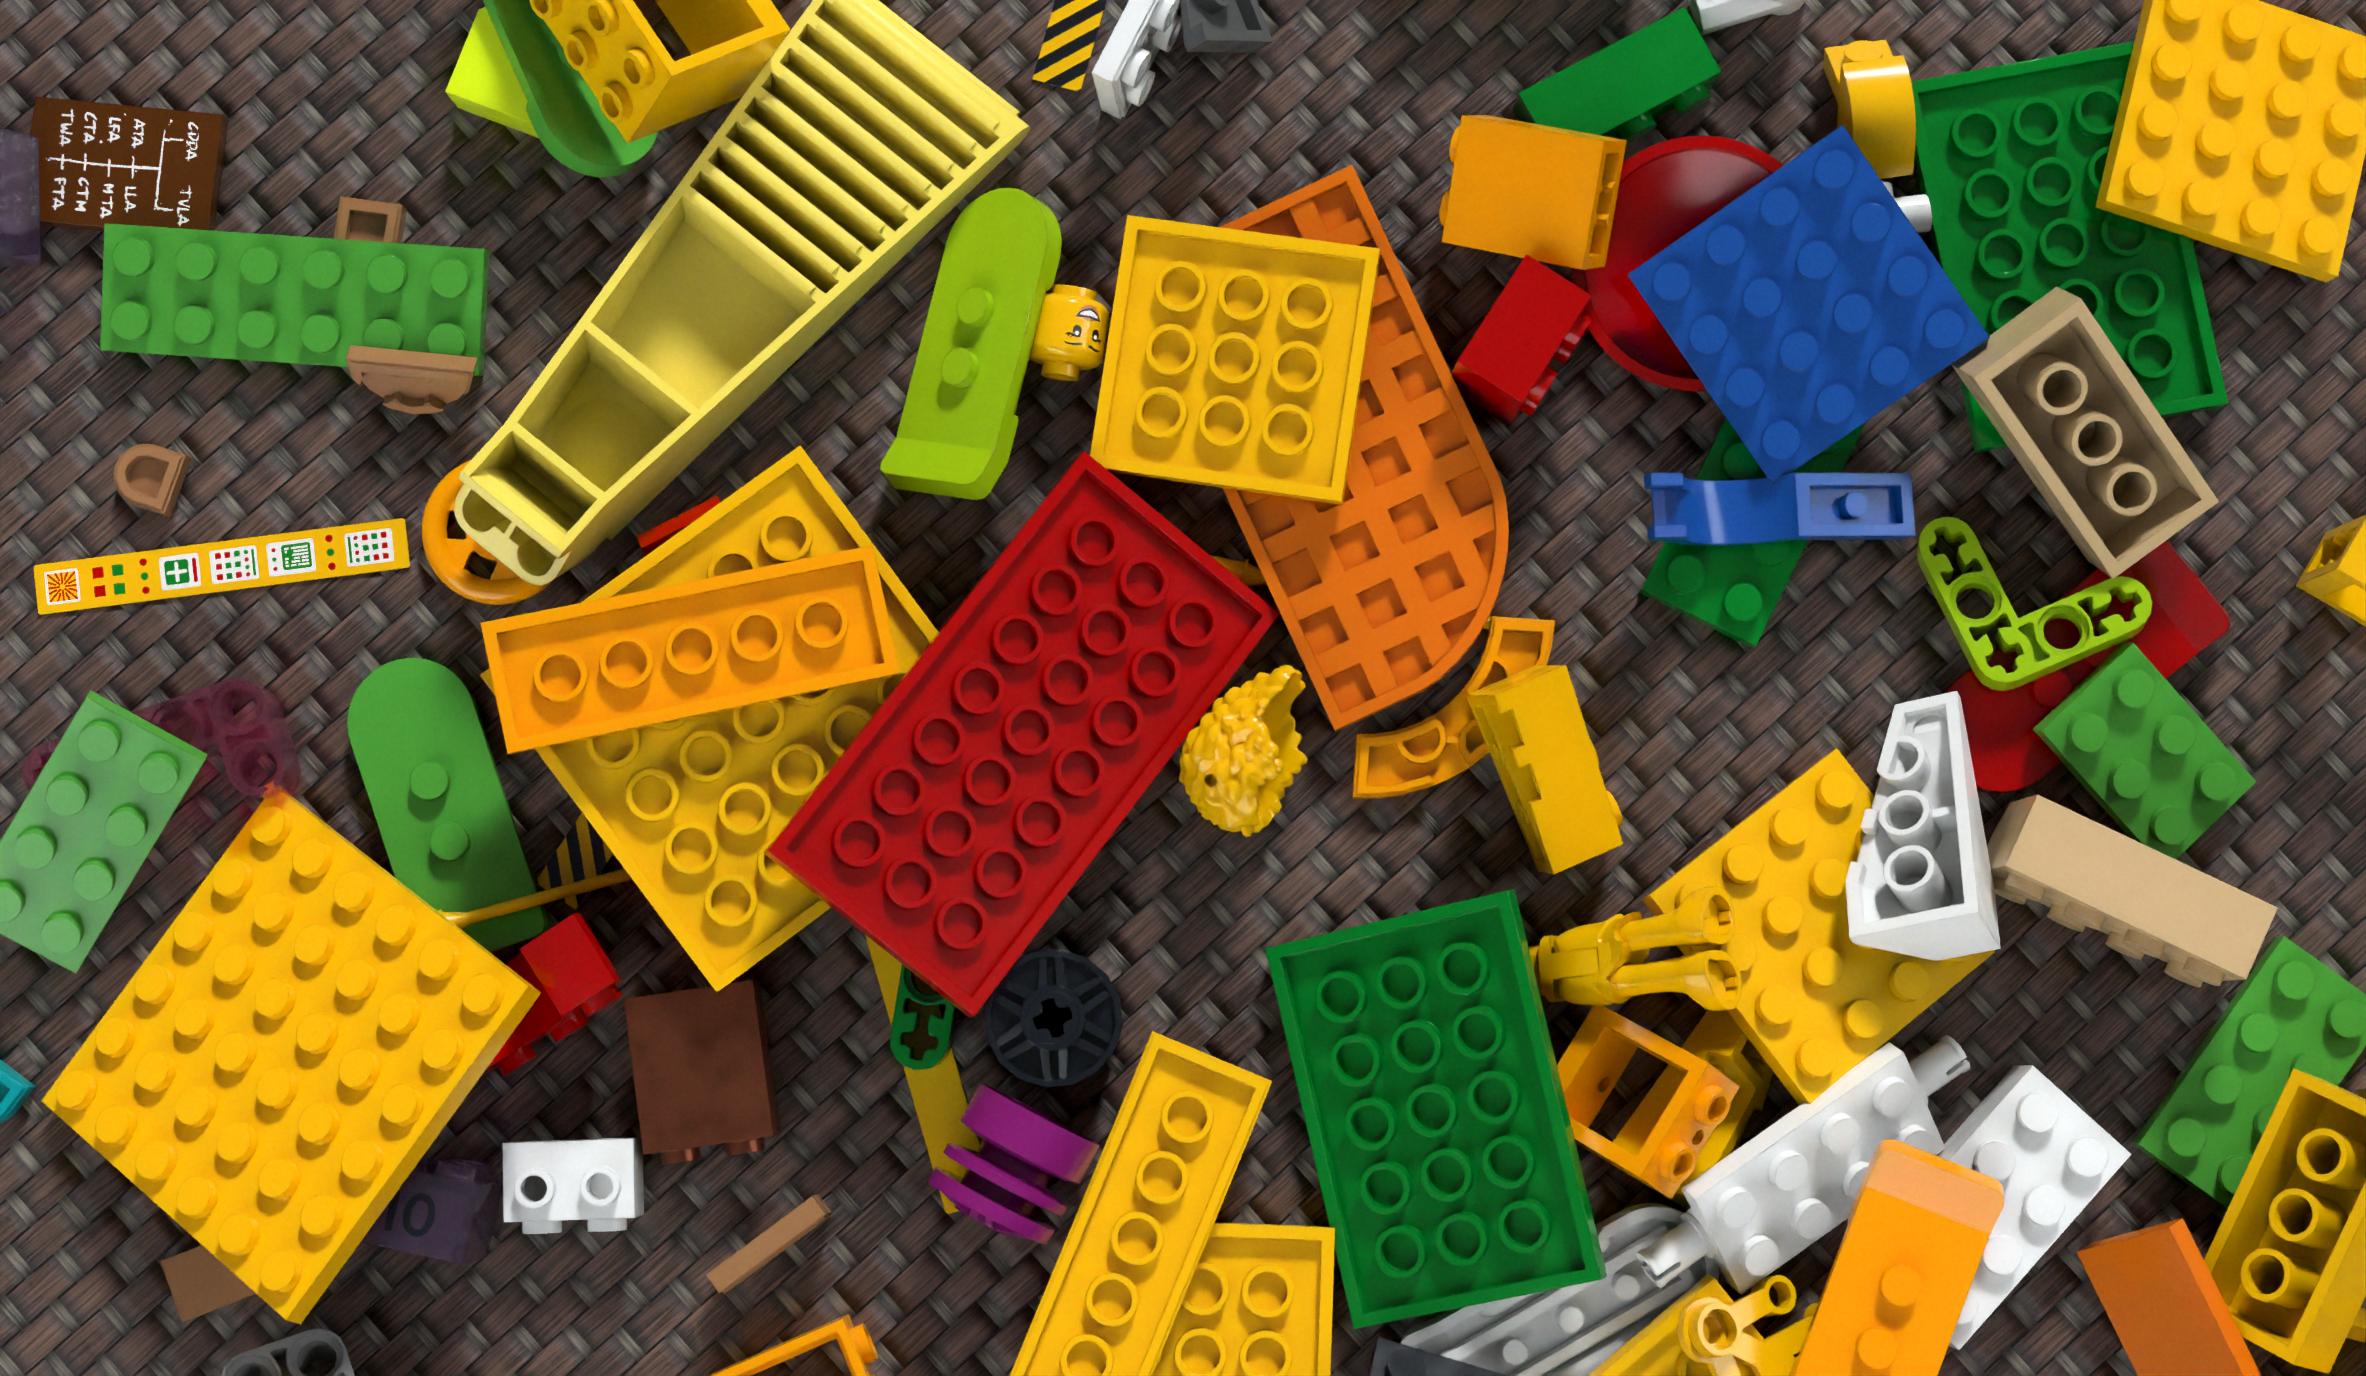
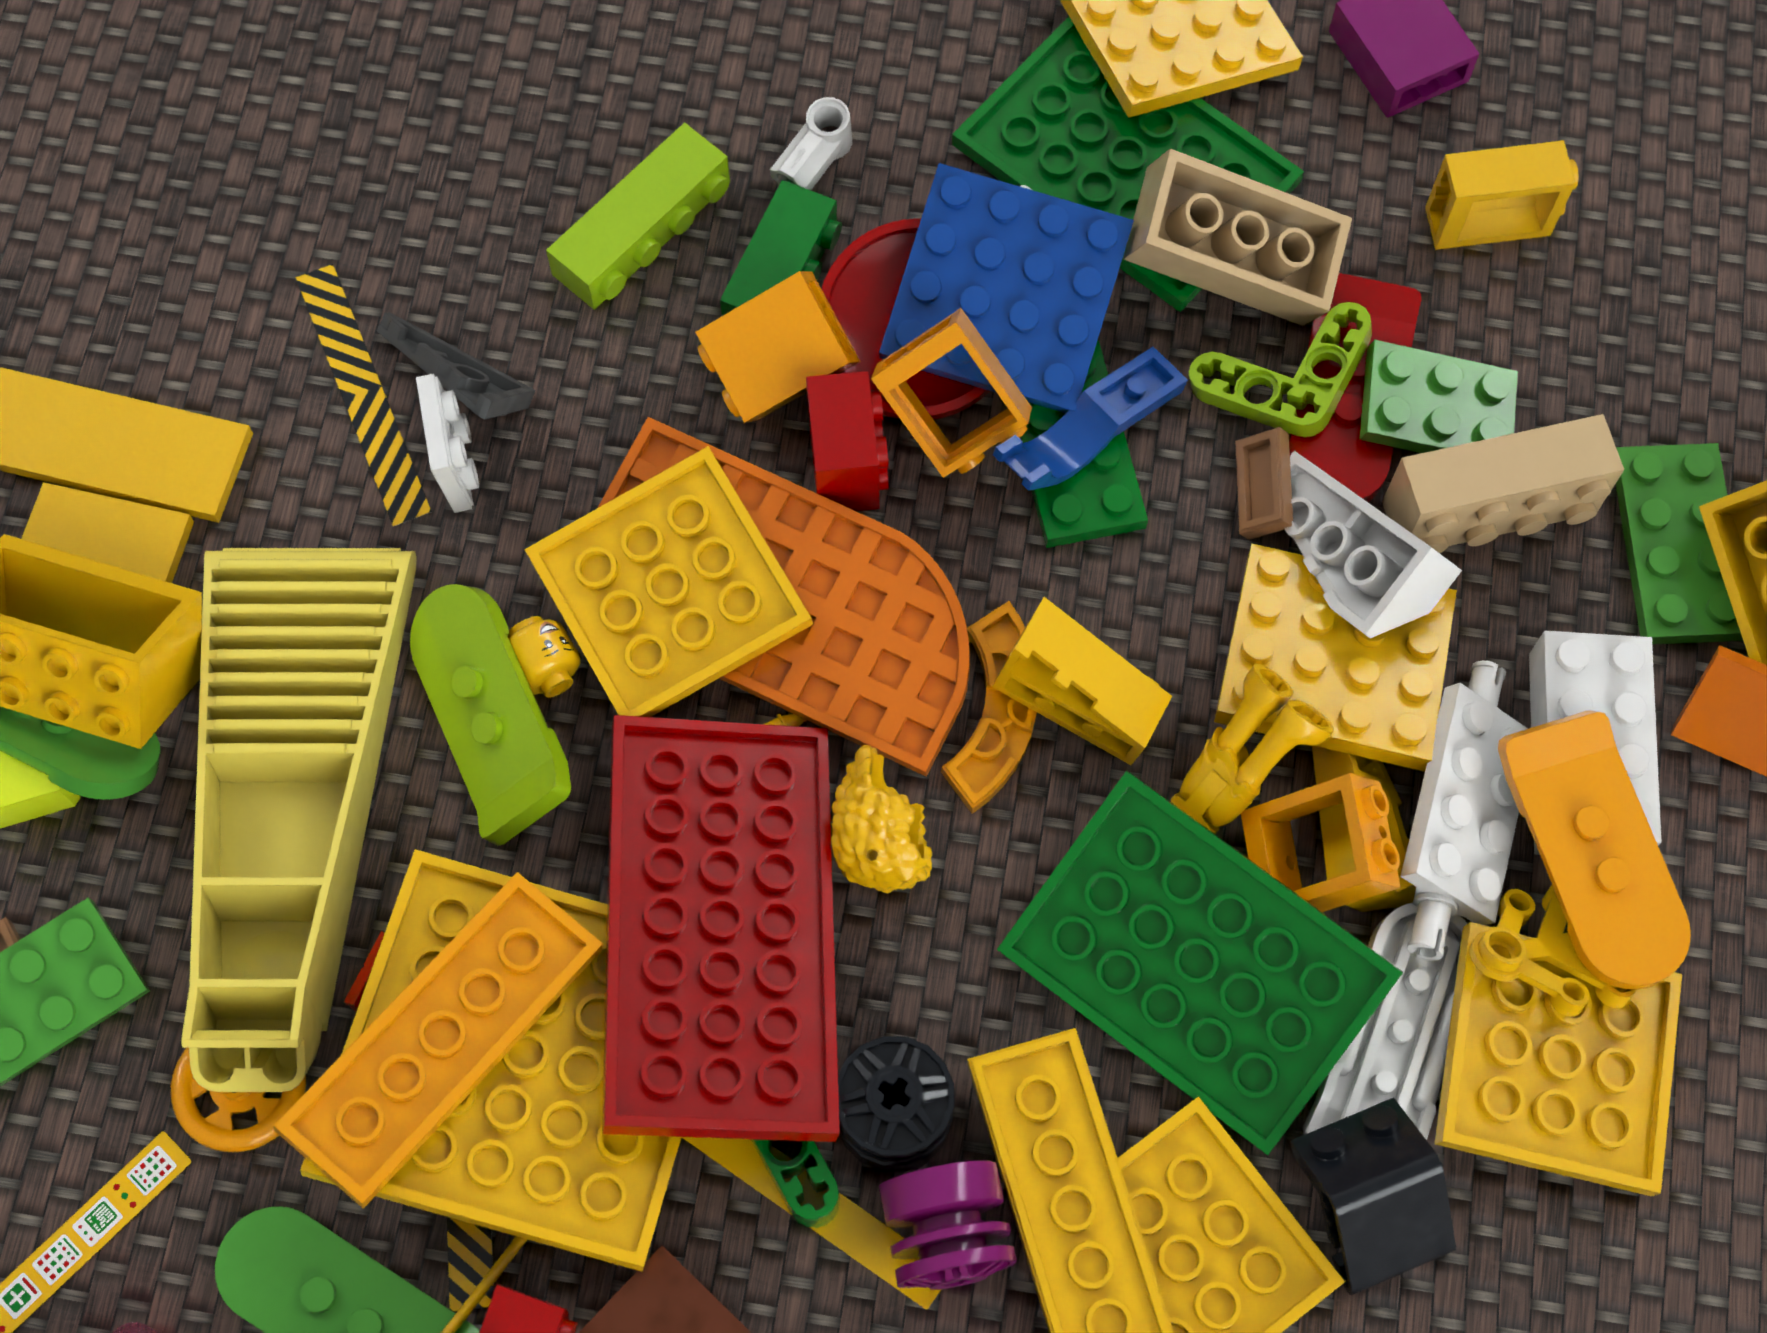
camera: 35 degrees left, 15 degrees down
(411, 379) = (98, 1026): medium nougat tile -> none
(1669, 318) = (968, 451): none -> light orange window
(1875, 103) = (944, 142): yellow brick -> none
(1901, 698) = (1264, 483): none -> medium nougat tile

